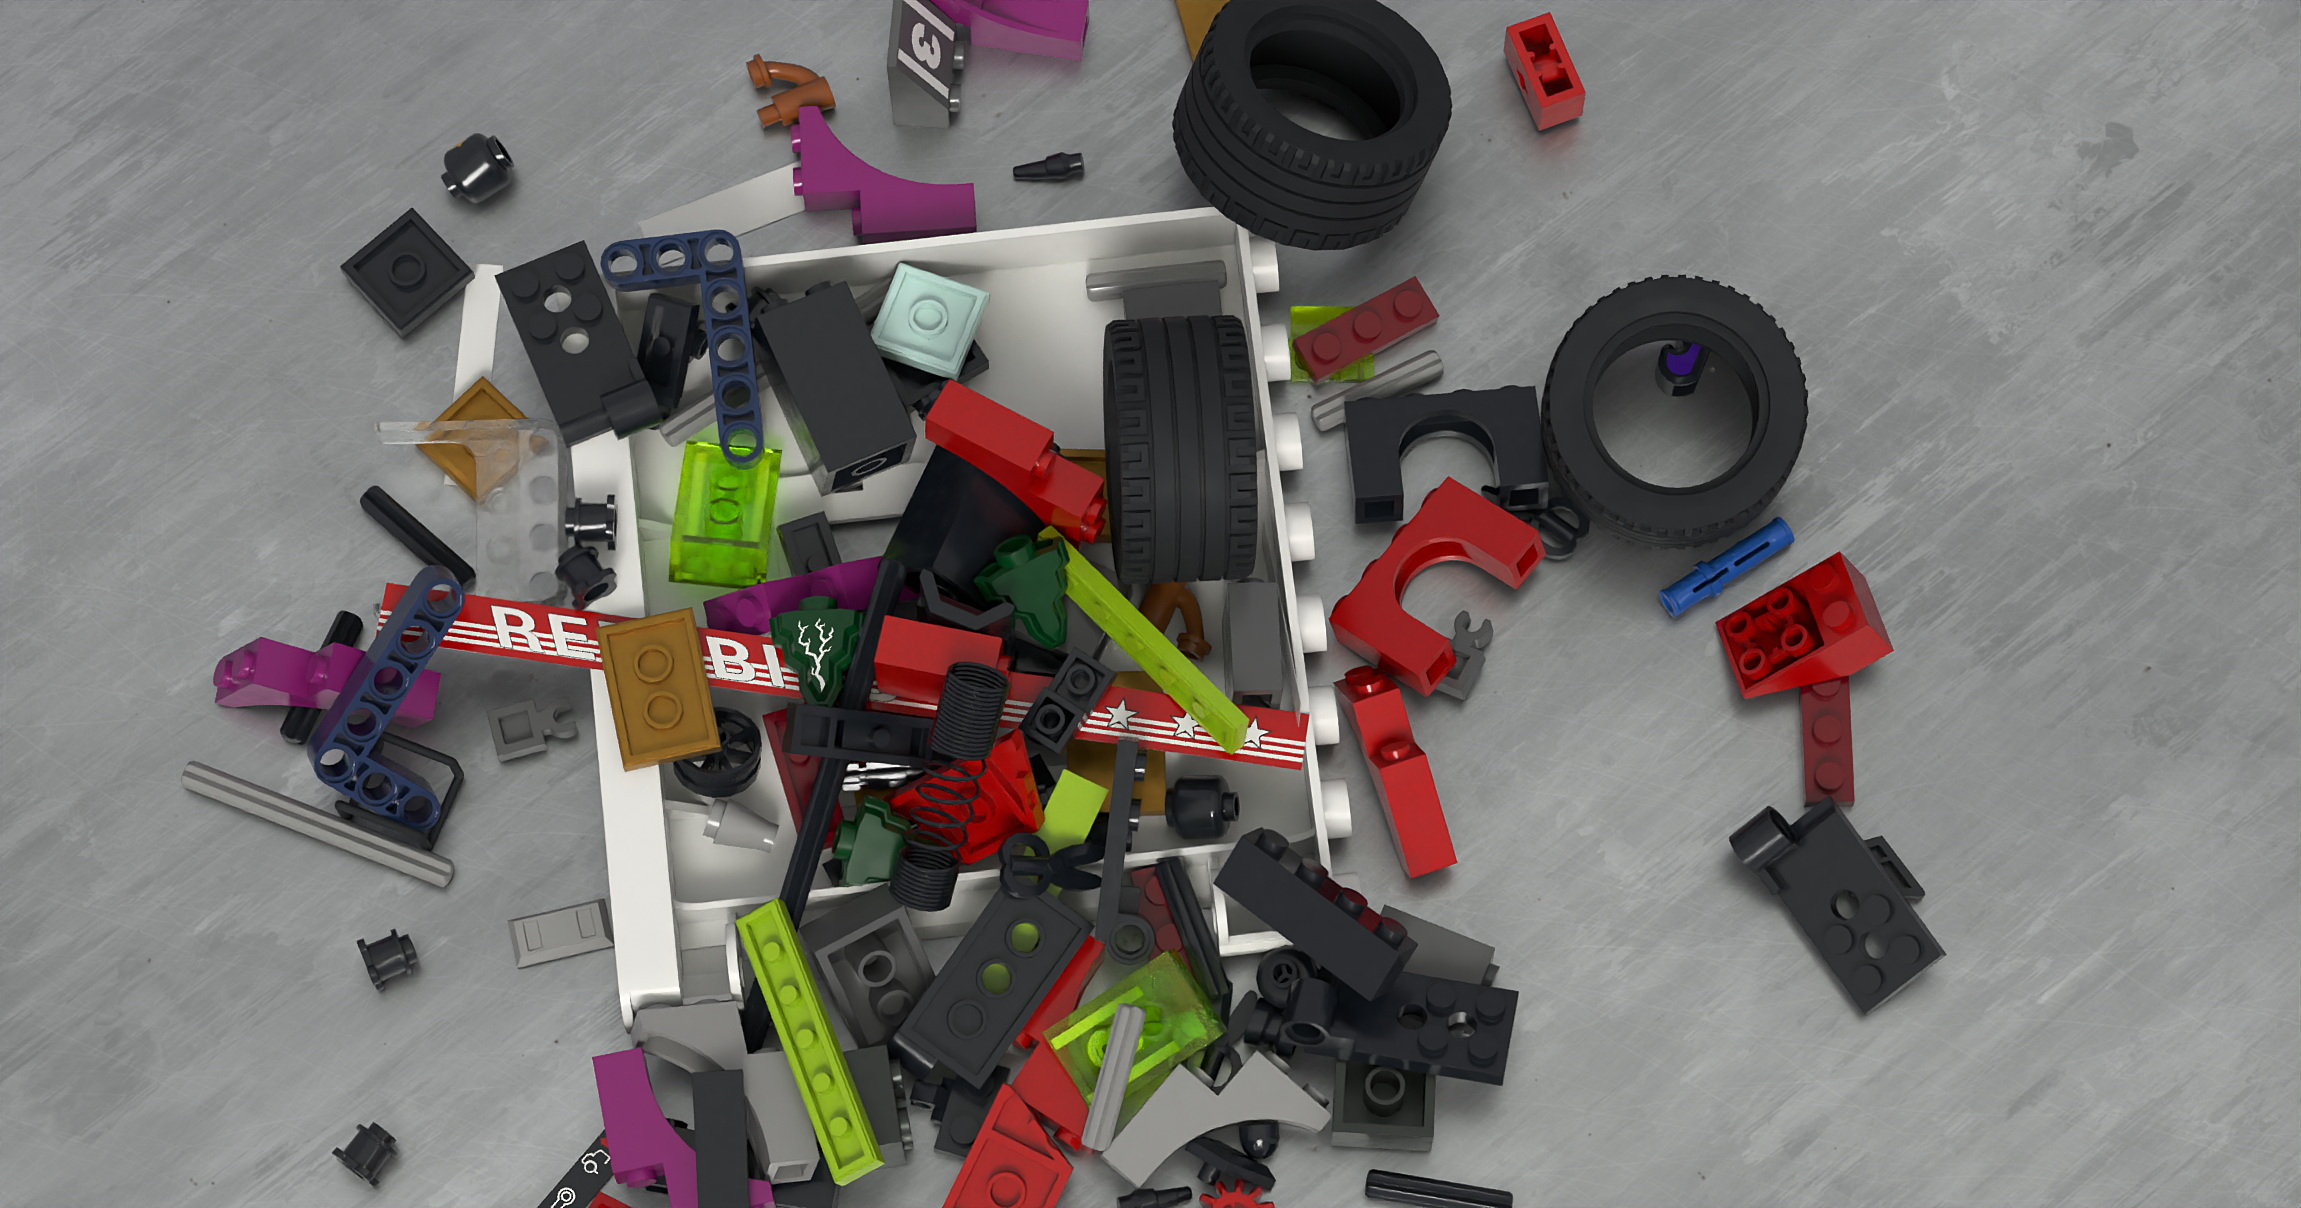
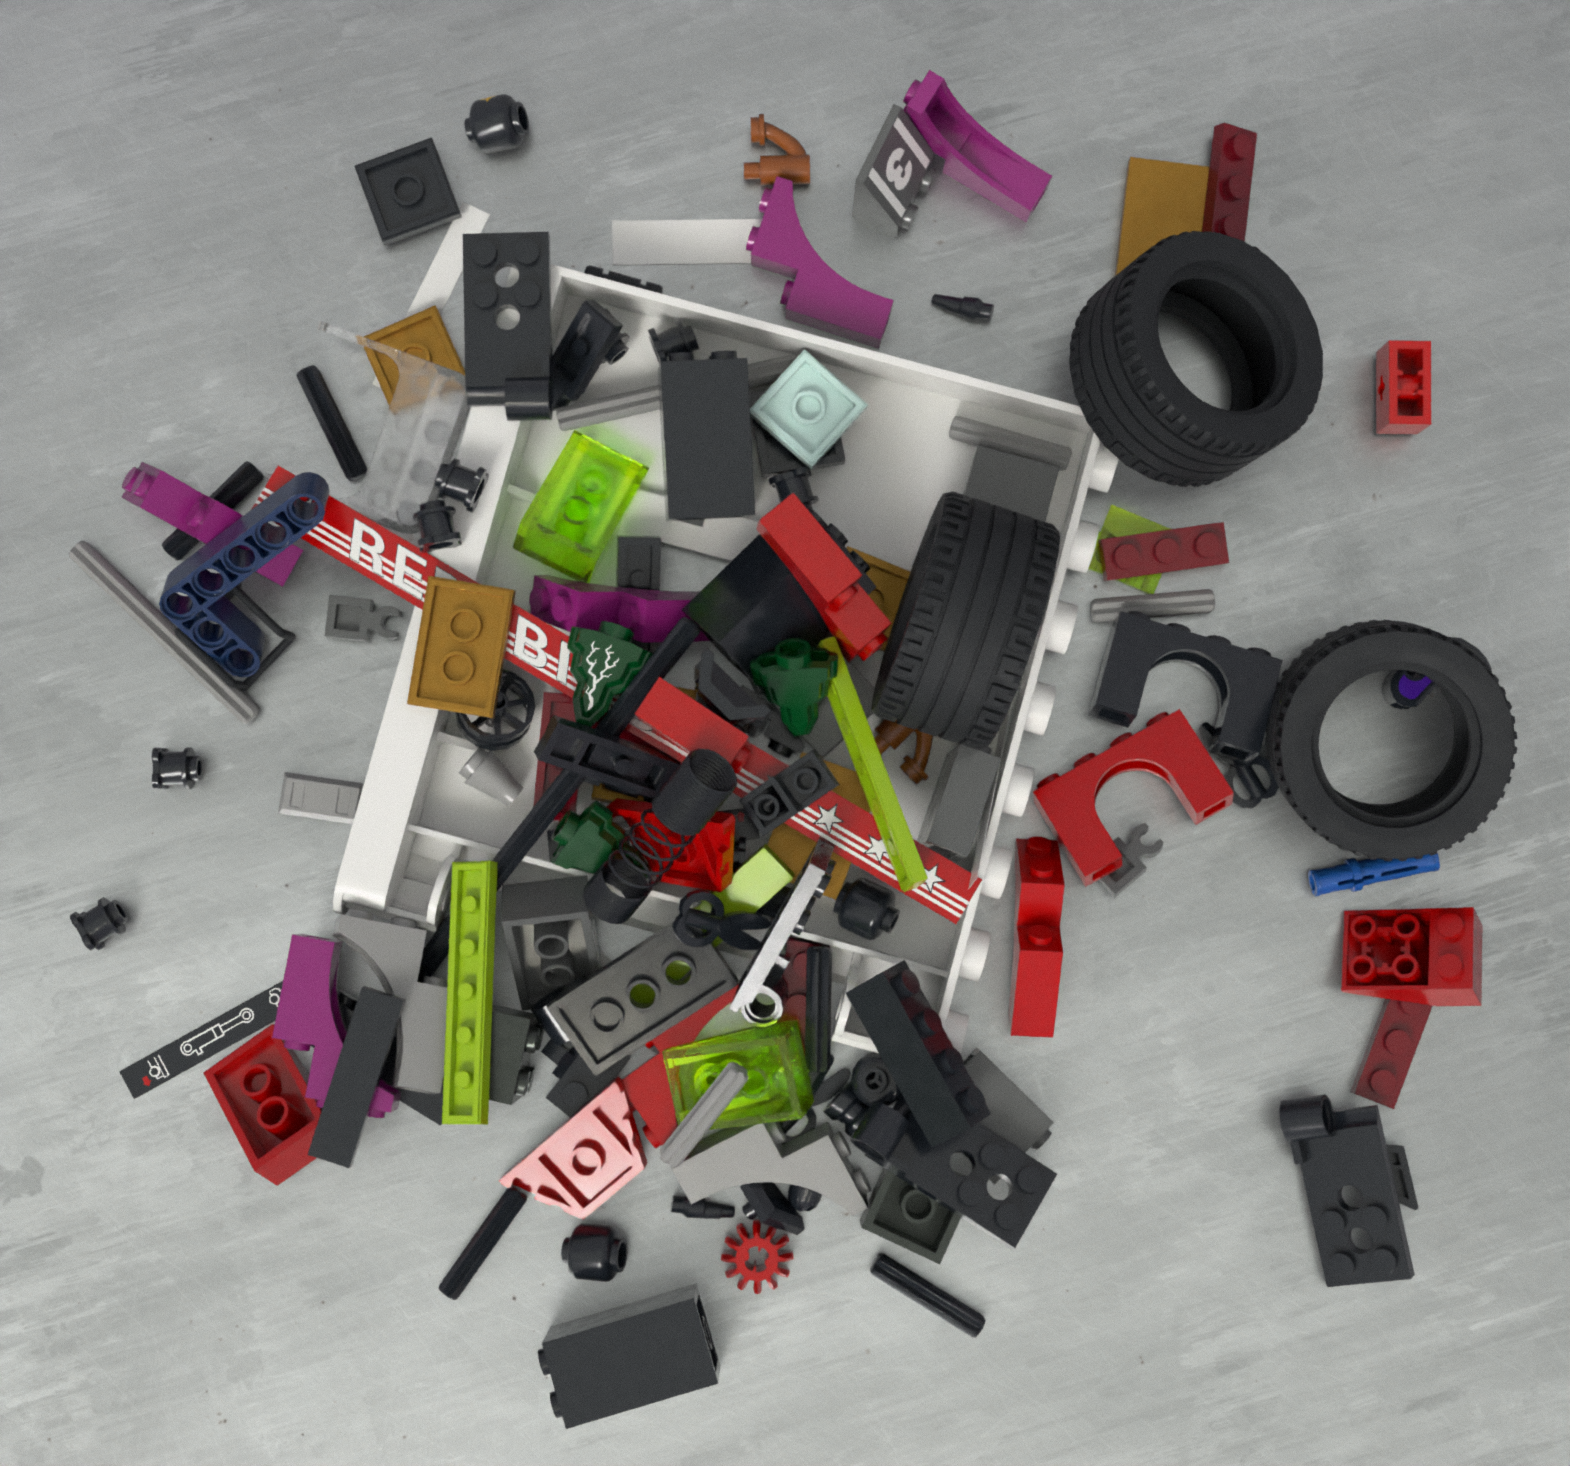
camera: 20 degrees right, 15 degrees up
(718, 325) = (628, 351): dark blue beam -> none

